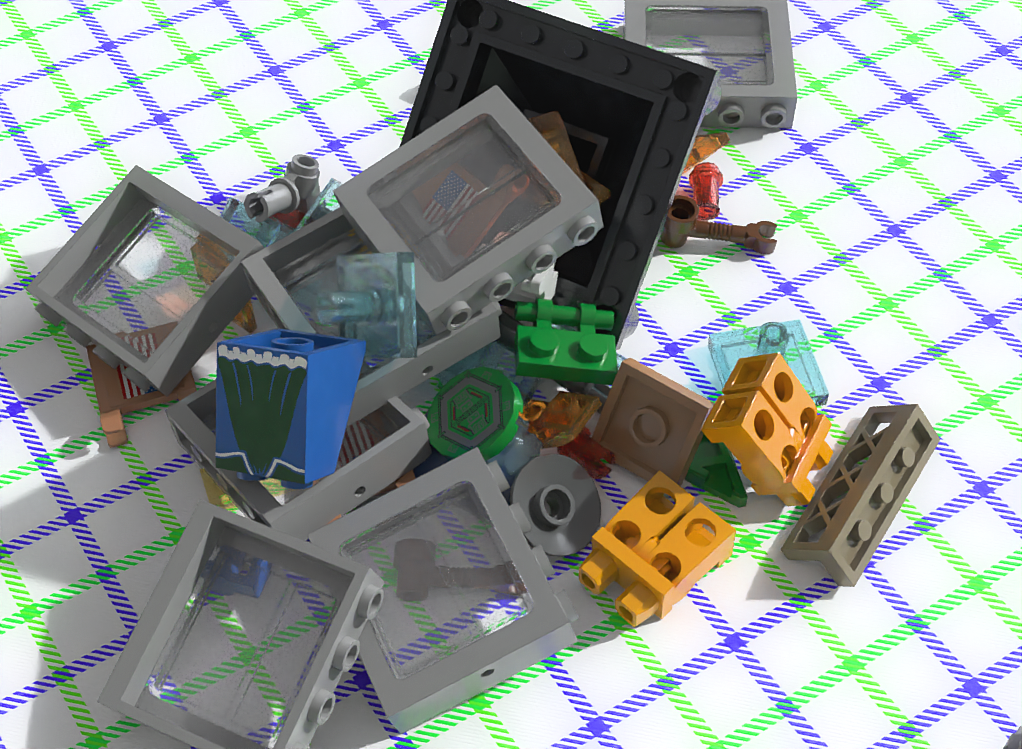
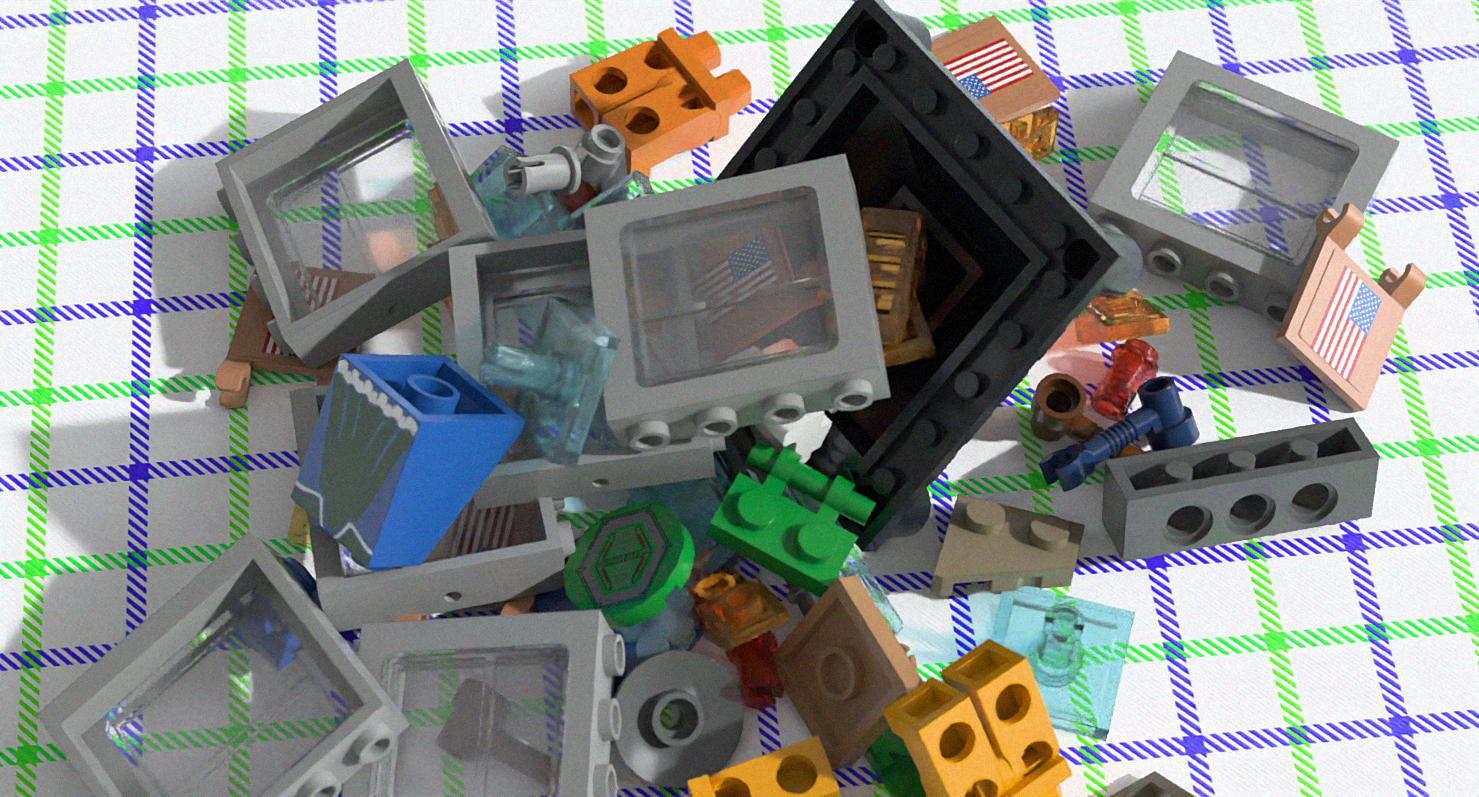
camera: 25 degrees right, 5 degrees up
(312, 129) = (660, 97): none -> orange hips
(697, 313) = (1005, 548): none -> dark tan wing
(745, 204) = (1159, 418): none -> dark blue brick
(815, 100) = (1340, 316): none -> flag
(818, 221) = (1239, 489): none -> dark grey brick

